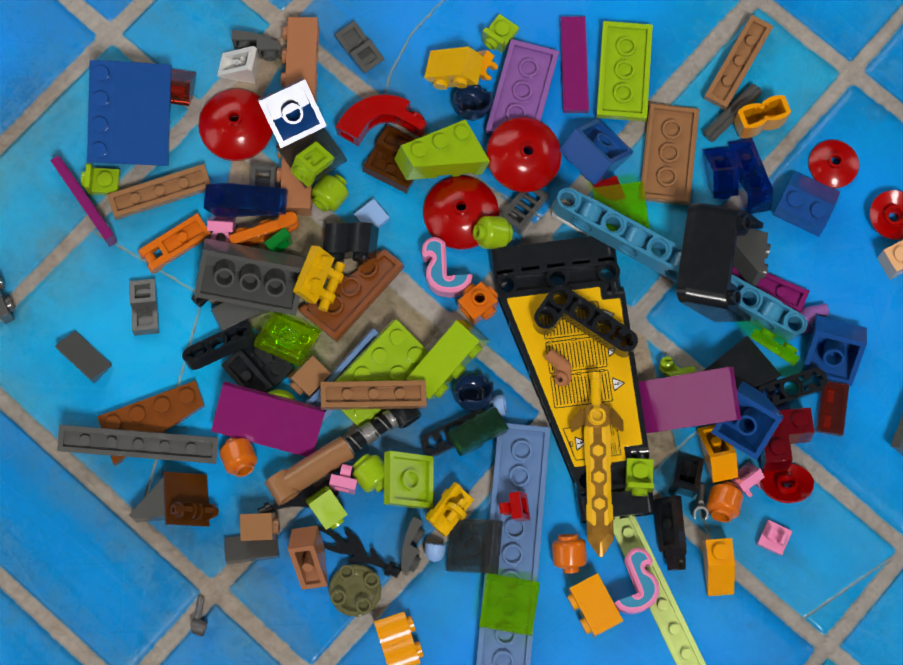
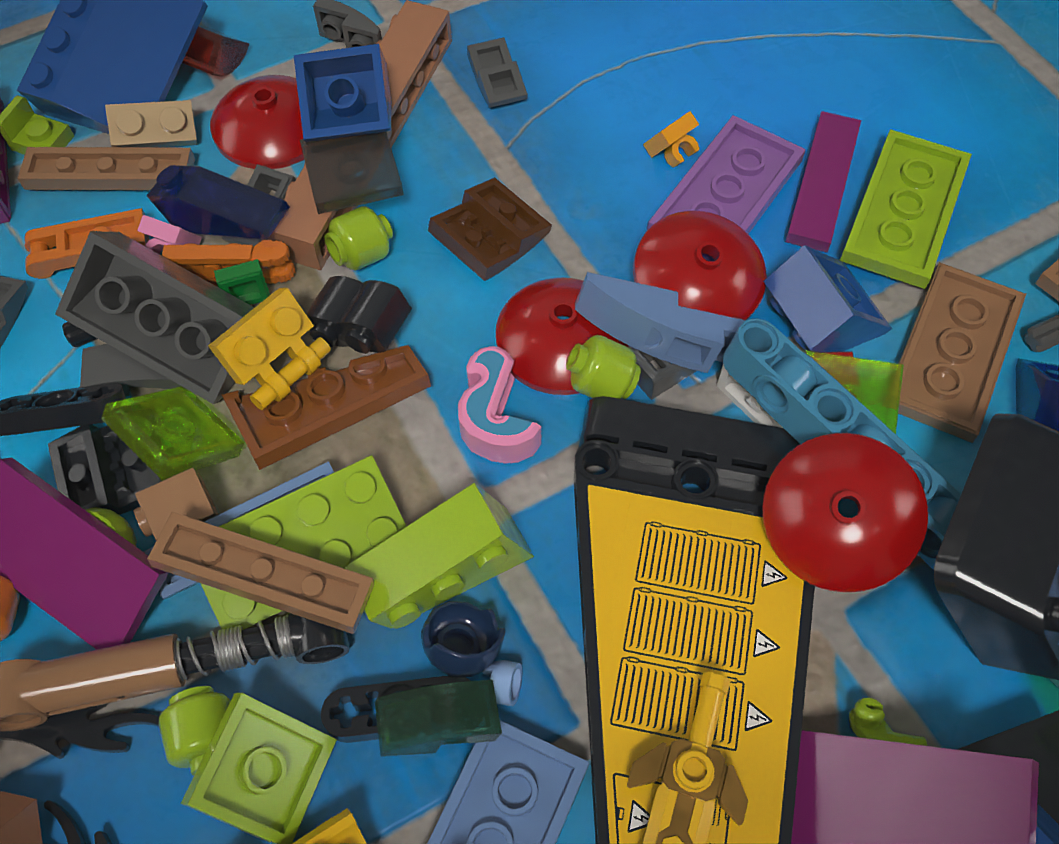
camera: 20 degrees right, 15 degrees down
(172, 155) = (151, 124): none -> tan plate
(240, 65) = (320, 36): white slope -> none
(311, 163) = (337, 165): lime bracket -> none
(327, 508) = (77, 771): lime brick -> none
(344, 482) = (138, 725): bright pink tile -> none
(372, 214) = (419, 294): light blue tile -> none
(378, 110) = (483, 152): red arch -> none
(443, 152) = (560, 226): lime wedge -> none
(453, 67) = (629, 119): yellow brick -> none
(472, 102) = (639, 181): dark blue hair -> none
(477, 311) = (534, 479): orange brick -> none
(499, 34) = (716, 108): lime bracket -> none
(510, 199) = (654, 322): none -> medium blue slope
(562, 368) = (651, 647): nougat arm -> none
(588, 325) = (727, 577): black beam -> none
(629, 256) = (837, 550): none -> red dish

